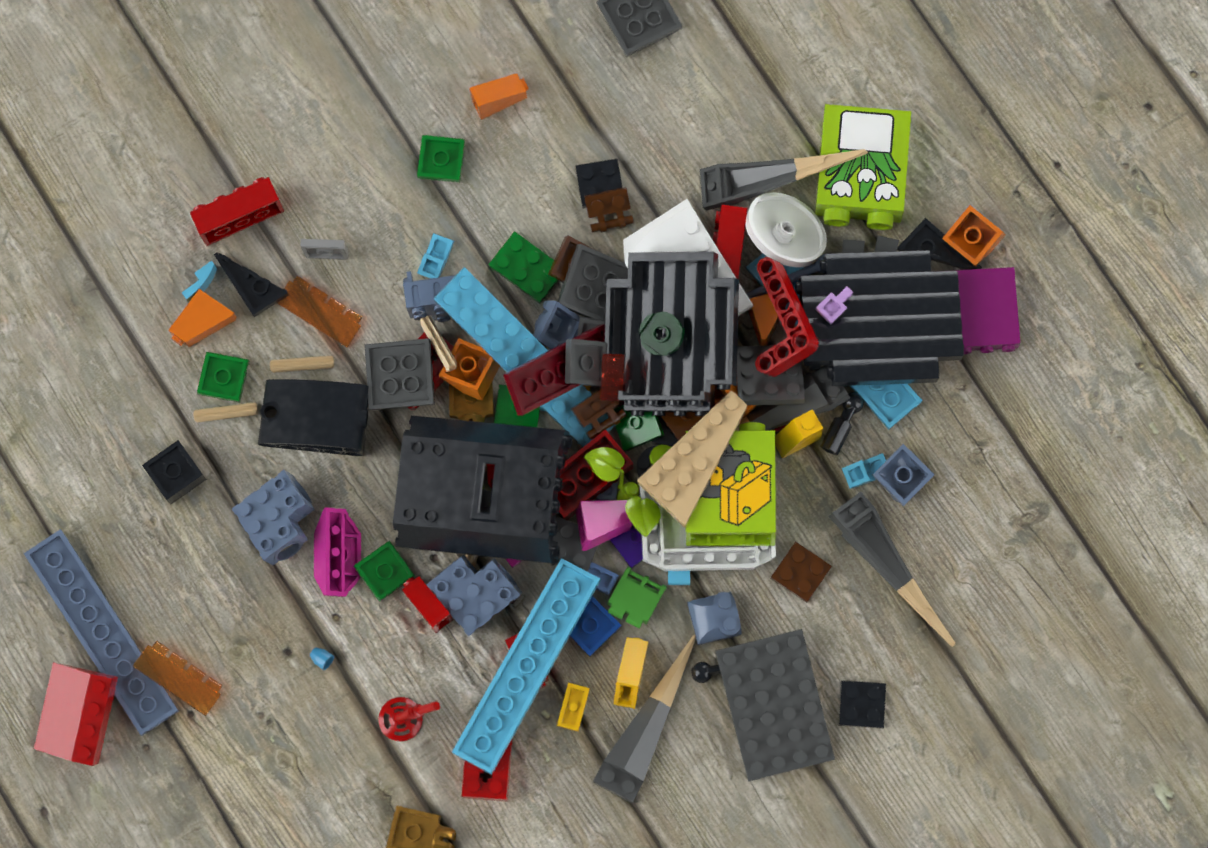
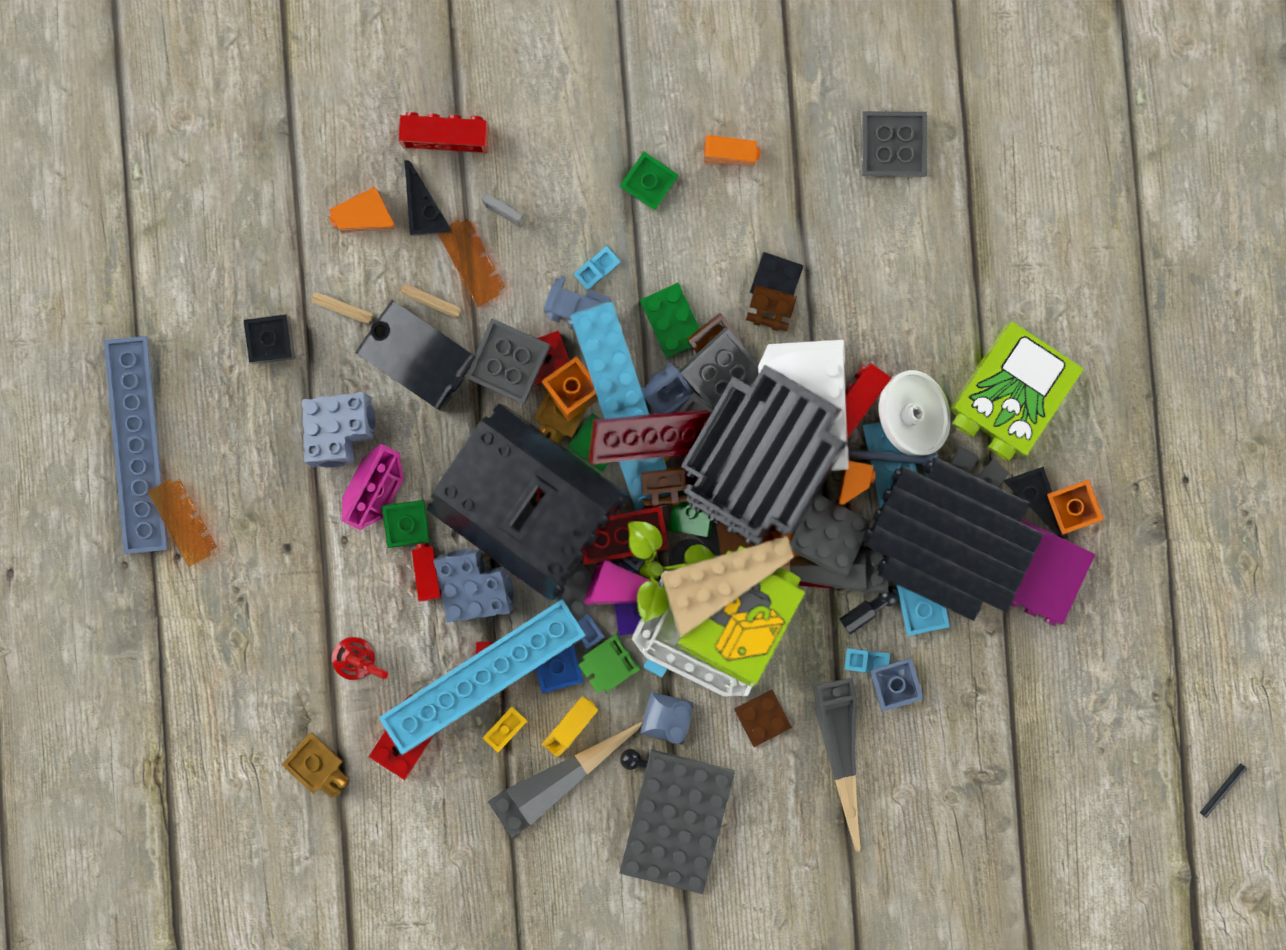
camera: 15 degrees right, 10 degrees up
(75, 714) = (77, 506): slope -> none
(205, 276) = (385, 177): medium azure slope -> none
(223, 377) = (356, 275): green plate -> none
(321, 658) = (313, 570): dark azure hose -> none
(438, 343) = (556, 352): tan axle -> none
(584, 362) = (674, 441): dark grey plate -> none
(612, 376) = (690, 466): clear red slope -> none
(649, 337) = (765, 457): dark green plate -> none
(741, 181) = (898, 347): dark grey plate -> none
(788, 317) = (870, 500): red beam -> none
(798, 434) = (825, 600): yellow slope -> none
(833, 306) = (915, 510): lavender plate -> none
(862, 704) = (752, 859): black plate -> none

